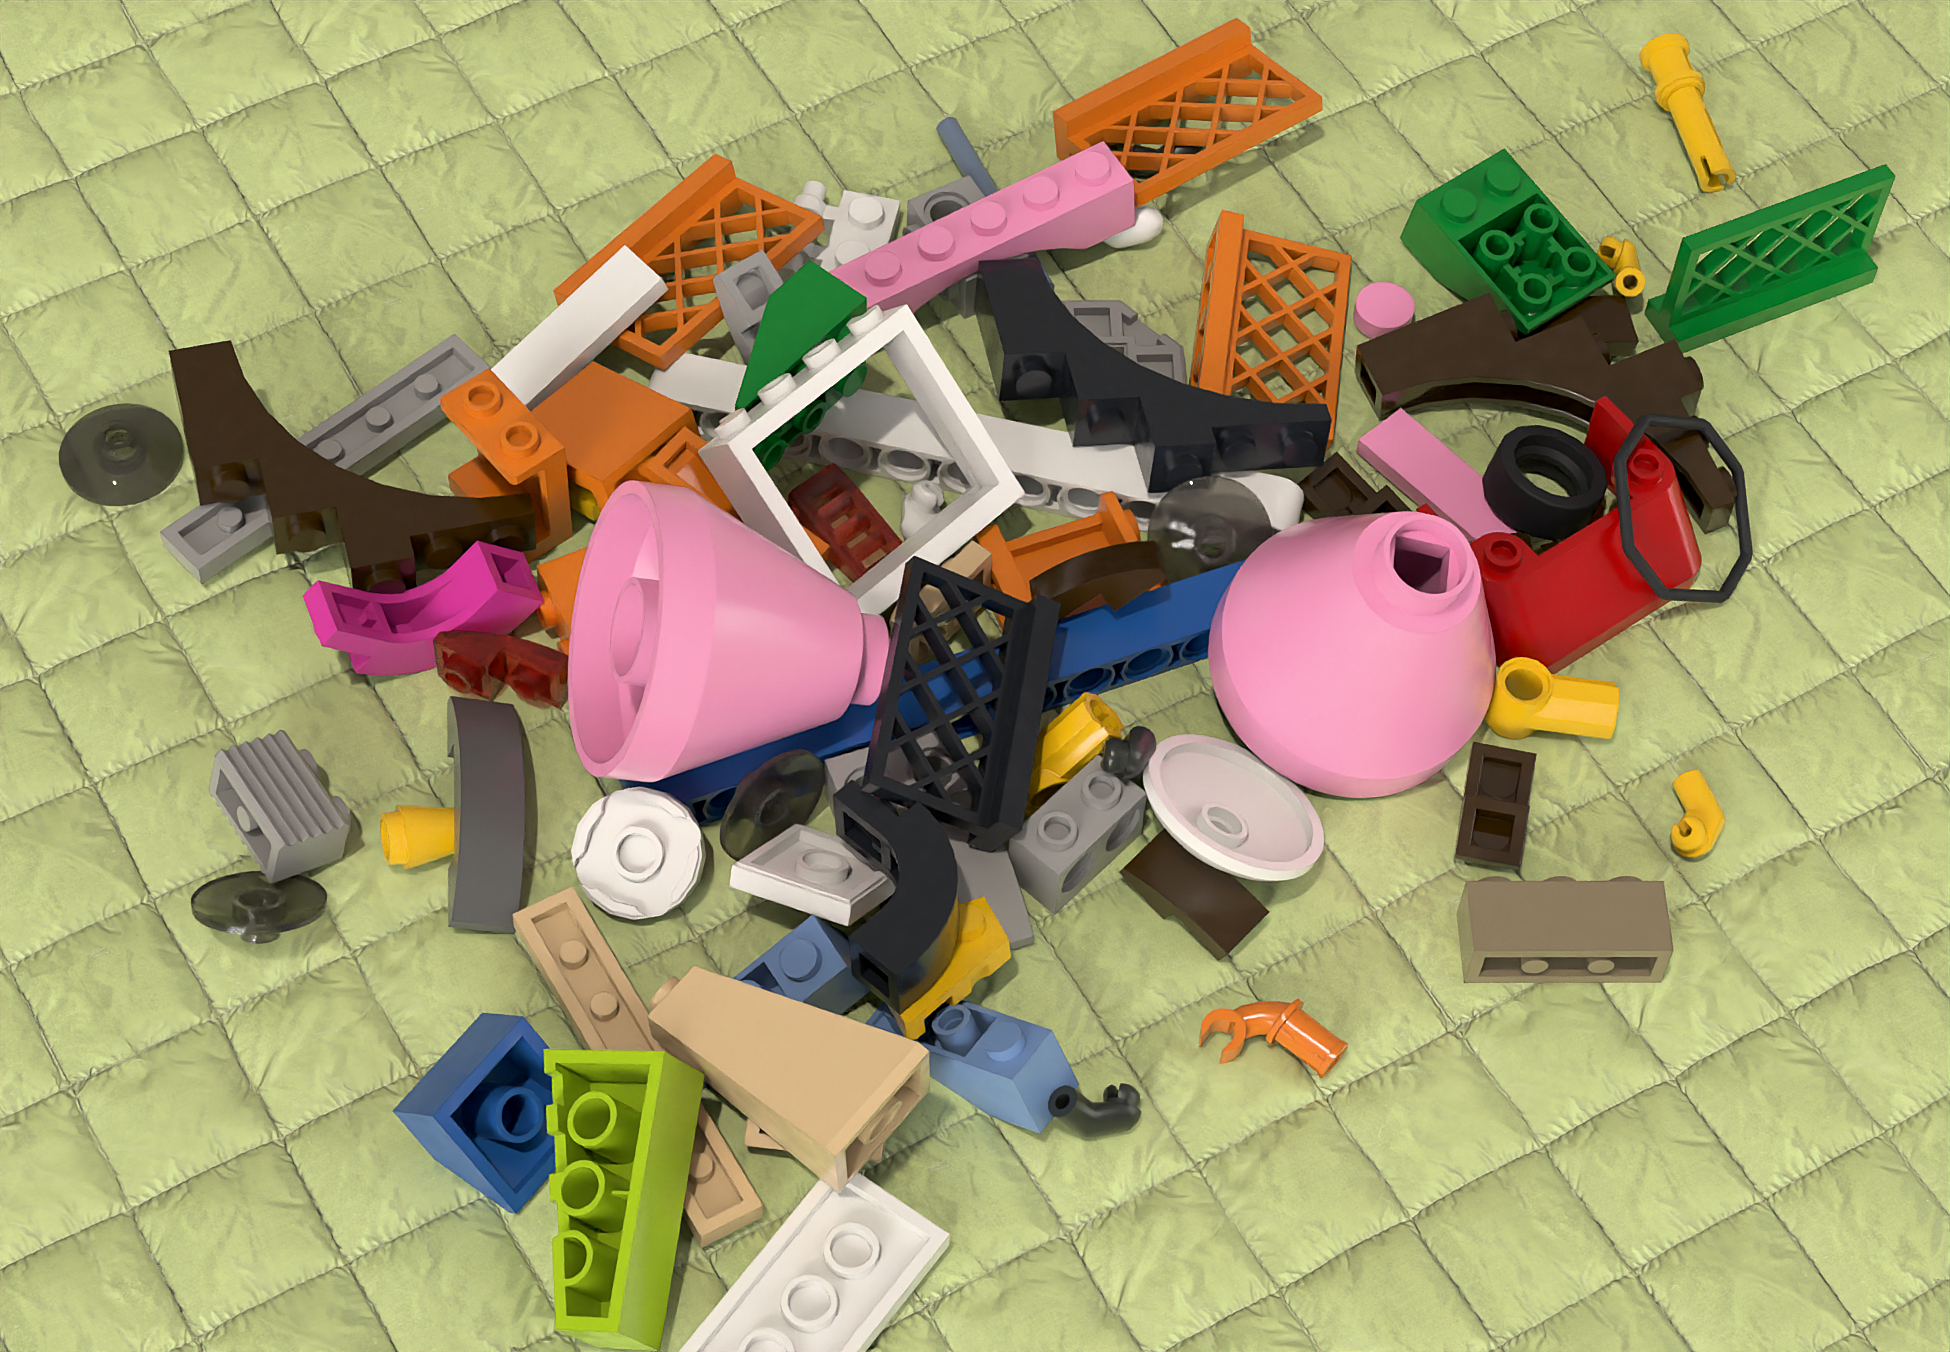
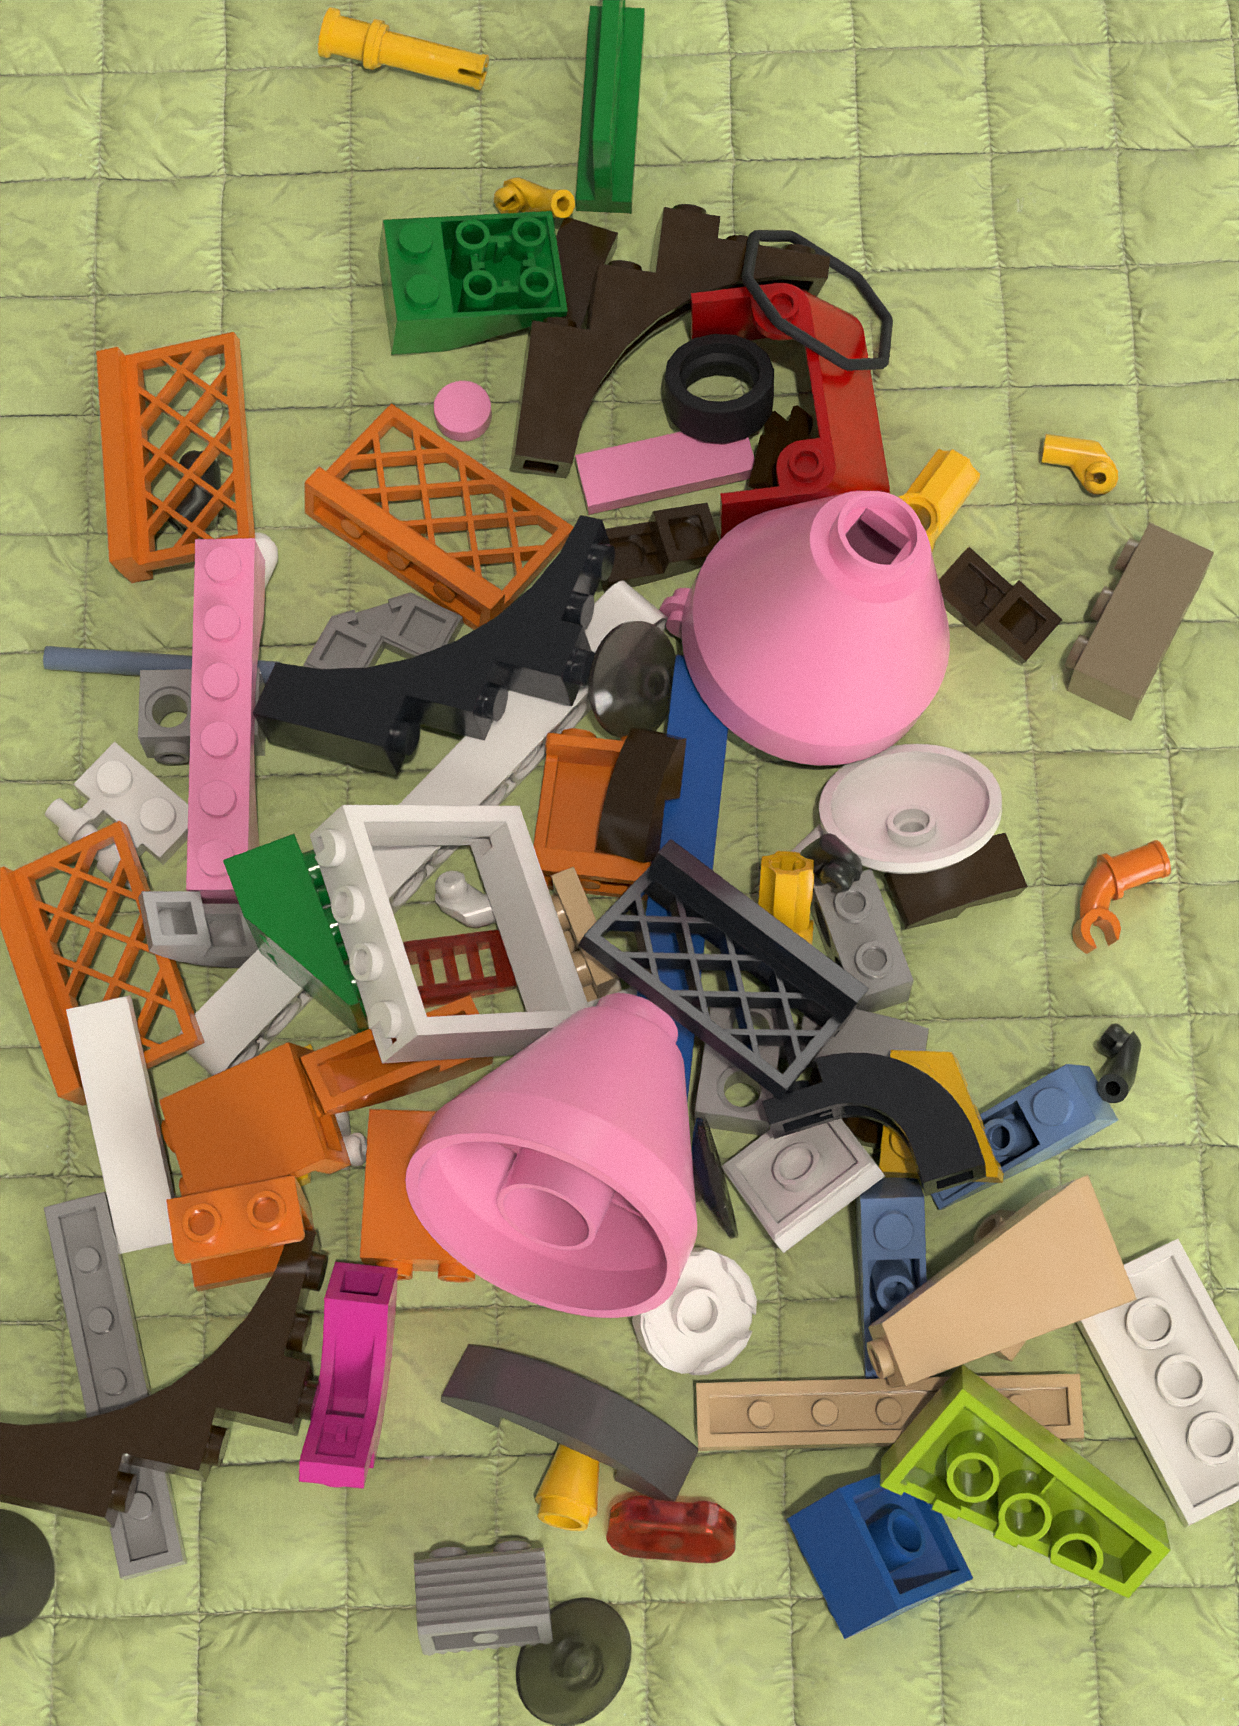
camera: 55 degrees left, 15 degrees up
(424, 930) = (672, 1530): none -> clear red plate
(488, 661) = (421, 1354): clear red slope -> none

